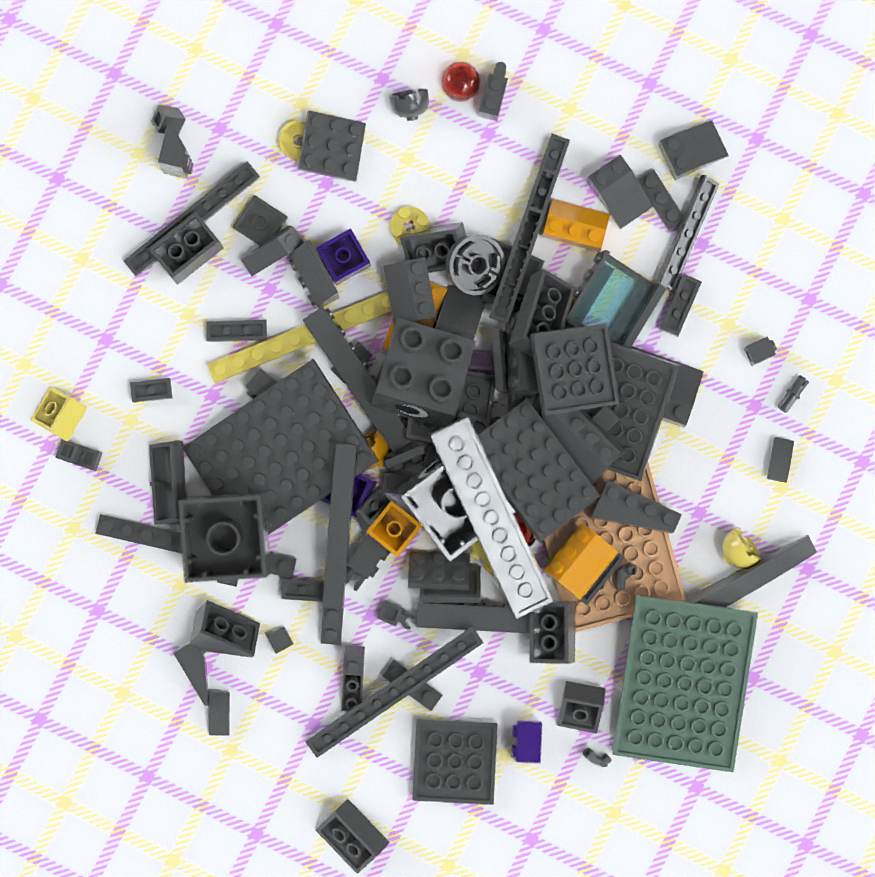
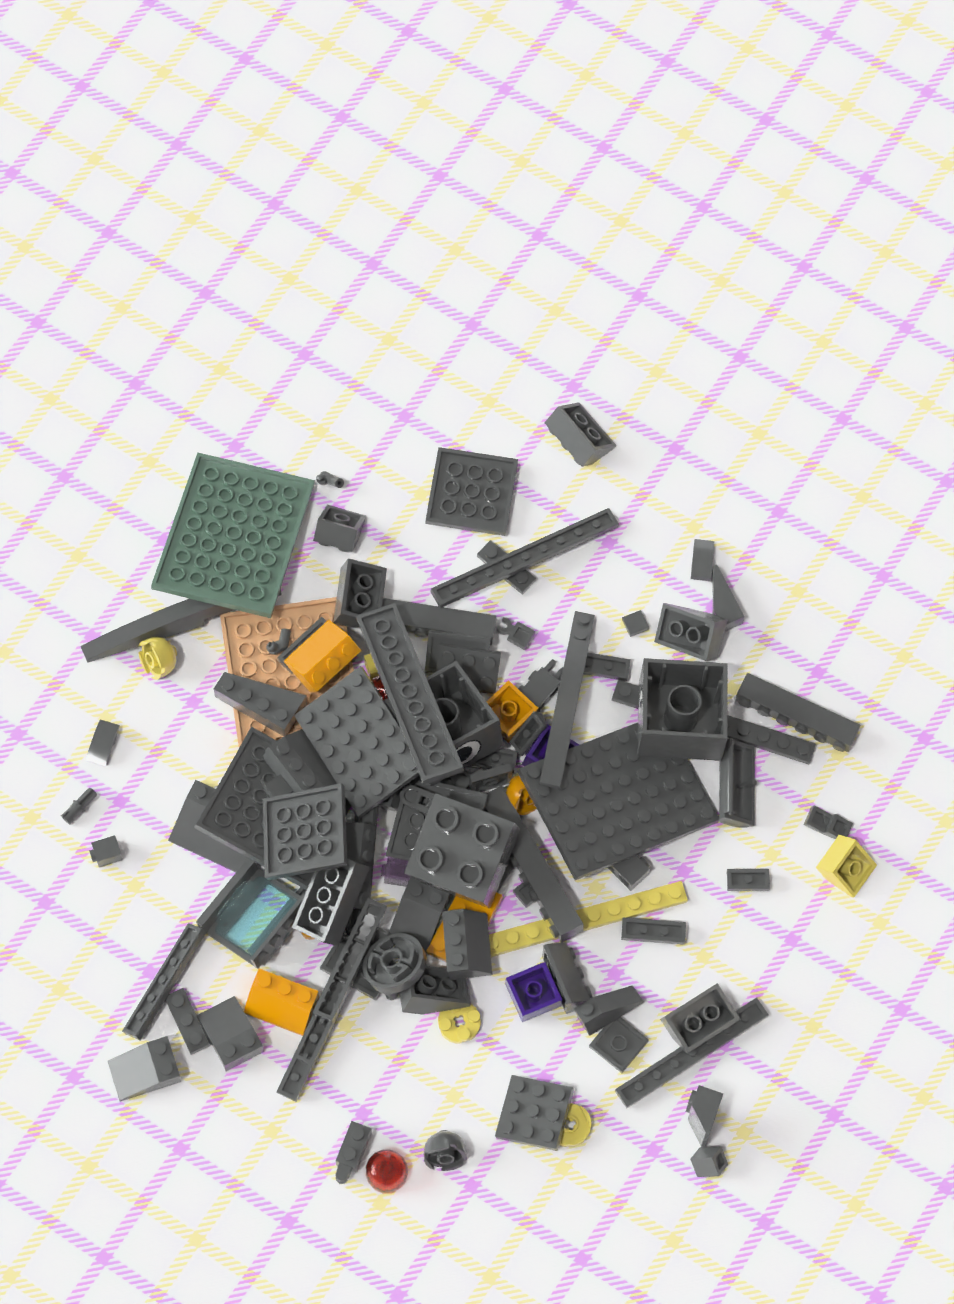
camera: 175 degrees left, 15 degrees down
(113, 562) = (797, 712): none -> dark grey brick
(352, 676) = (565, 580): dark grey slope -> none
(499, 359) = (379, 879): dark grey tile -> none
(528, 741) = (398, 497): dark purple brick -> none
(680, 305) = (182, 907): dark grey plate -> none

